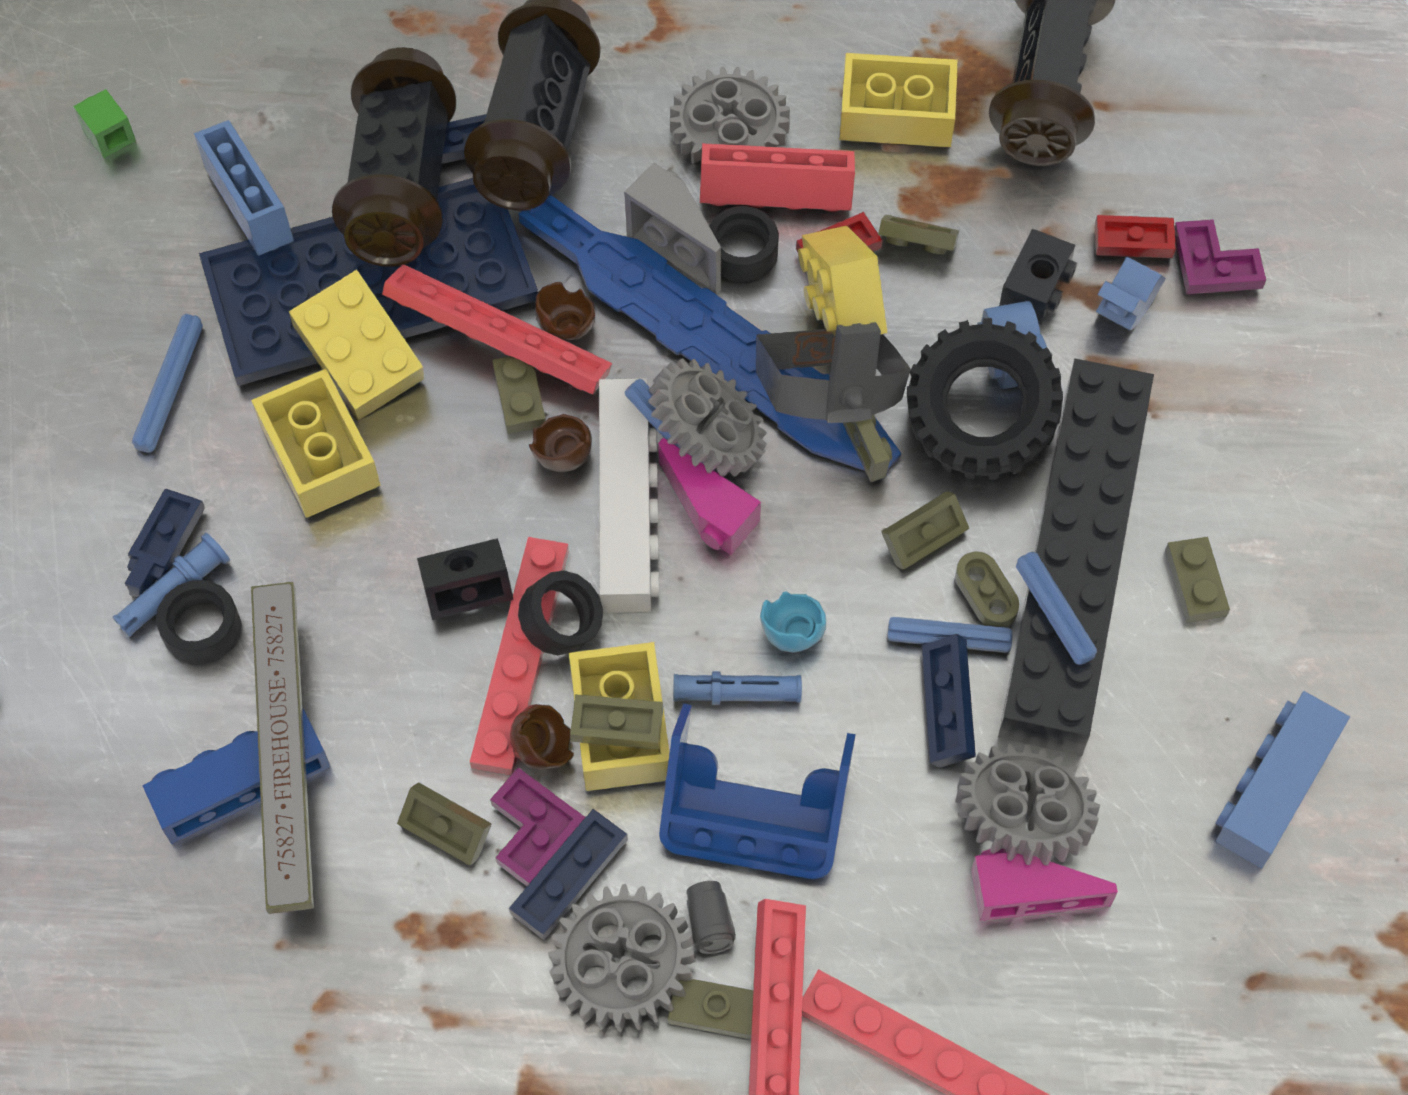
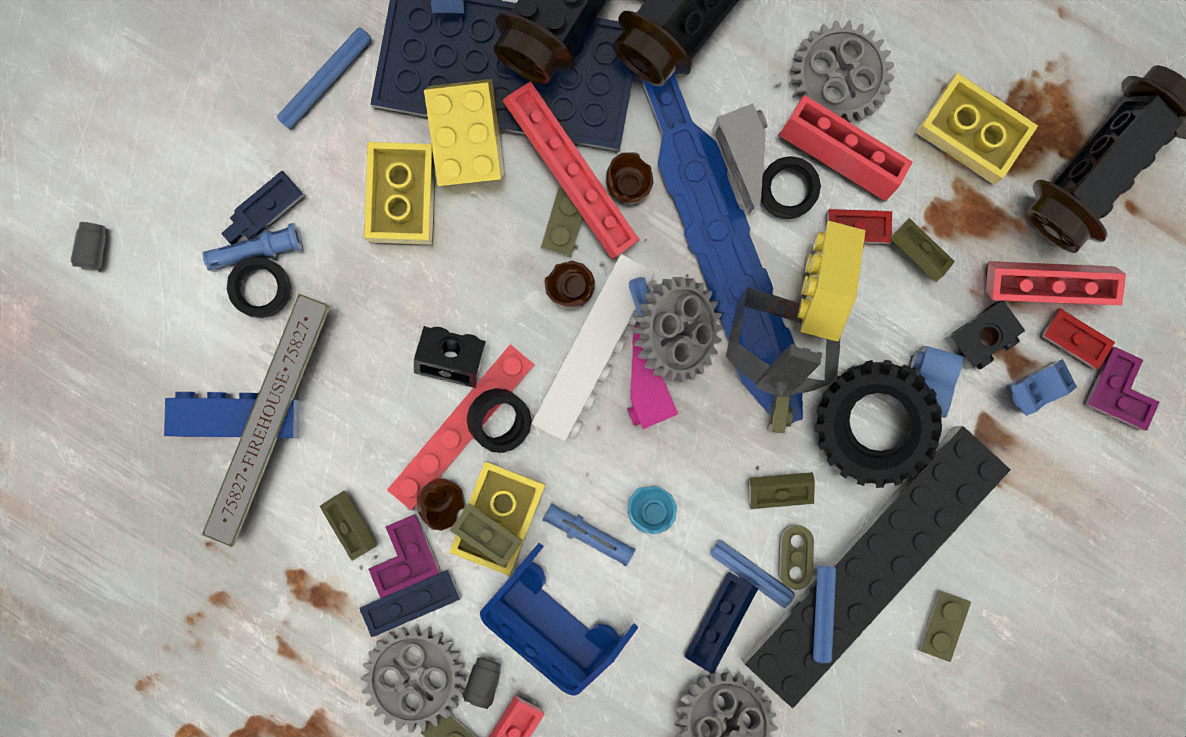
camera: 25 degrees right, 25 degrees up
(1074, 191) = (1055, 283): none -> coral brick

